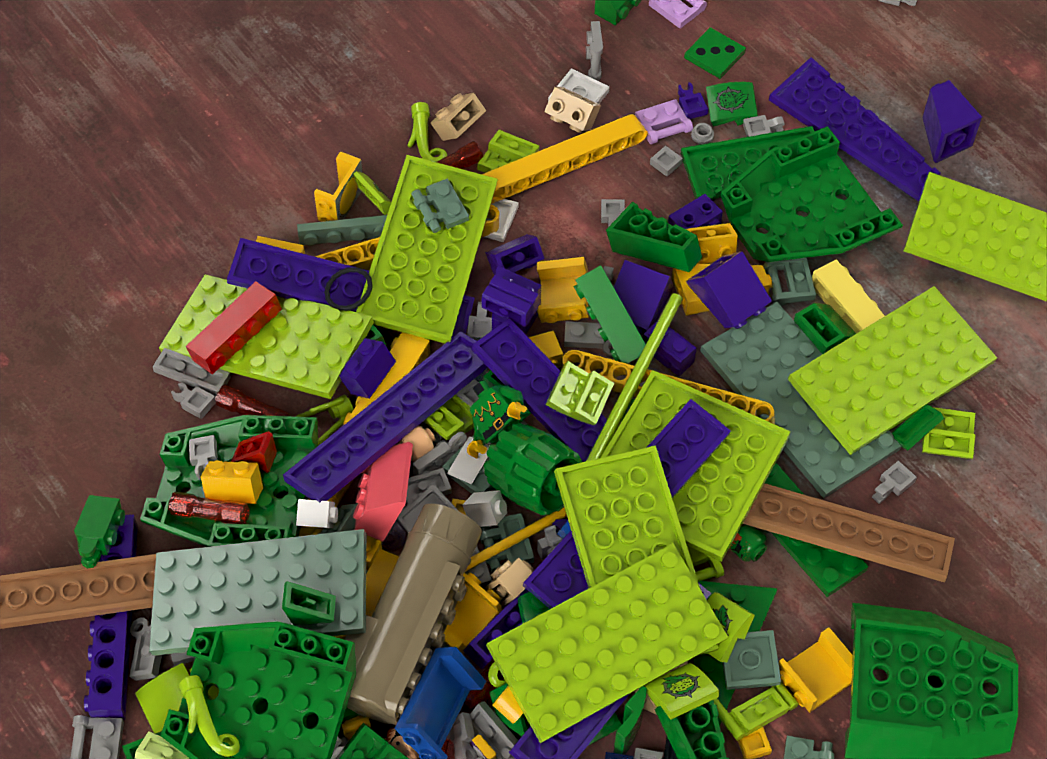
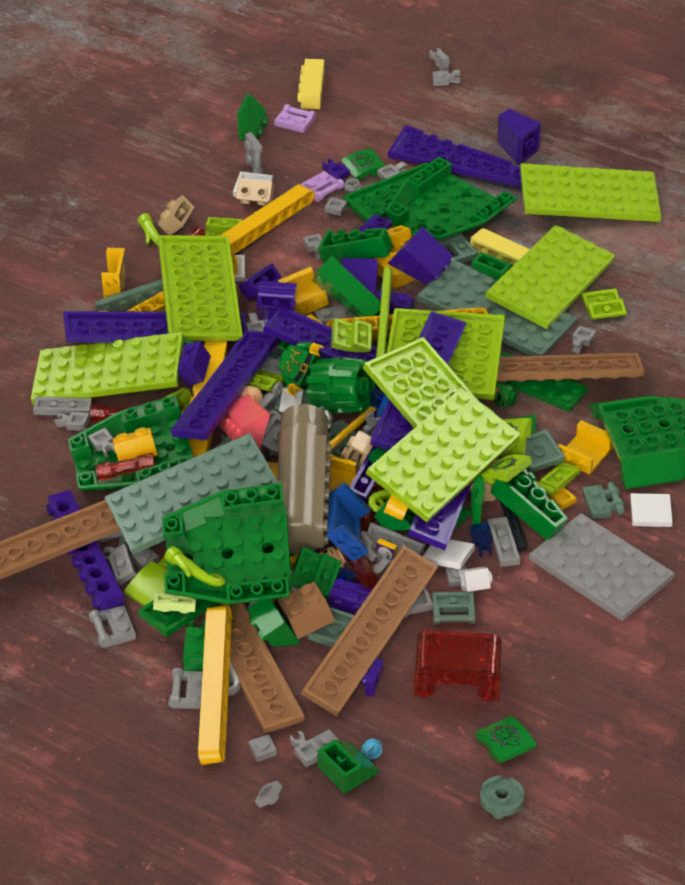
camera: 20 degrees left, 15 degrees down
(98, 528) = (53, 497): green hinge -> none
(234, 327) = (85, 365): brick -> none
(257, 449) = (144, 419): red slope -> none
(307, 605) = (236, 477): green slope -> none
(316, 514) = (203, 444): white brick -> none
(338, 274) = (153, 311): black piece -> none
(373, 192) = (141, 271): lime slope -> none
(446, 202) = (197, 258): sand green plate -> none
(715, 53) = (336, 140): green tile -> none
(917, 426) = (583, 303): green tile -> none

